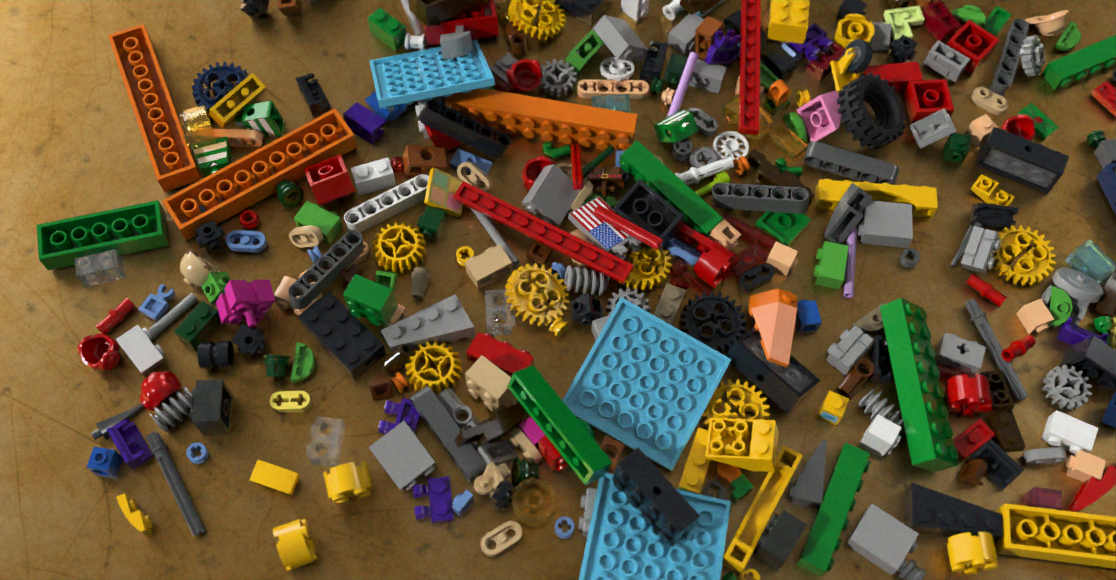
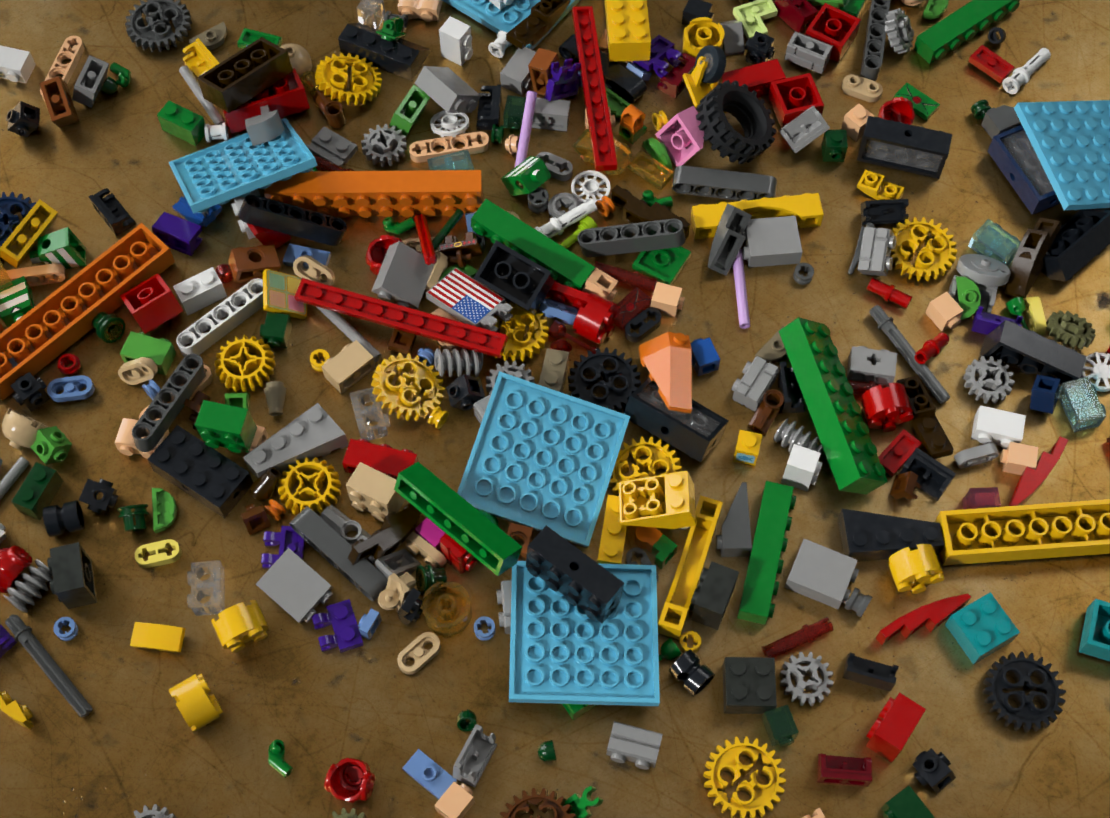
camera: 10 degrees left, 0 degrees up
(245, 301) = (85, 454): dark pink brick -> none
(525, 75) = (348, 148): red hair -> none
(628, 227) = (493, 295): red axle -> none
(831, 265) = (721, 296): bright green brick -> none

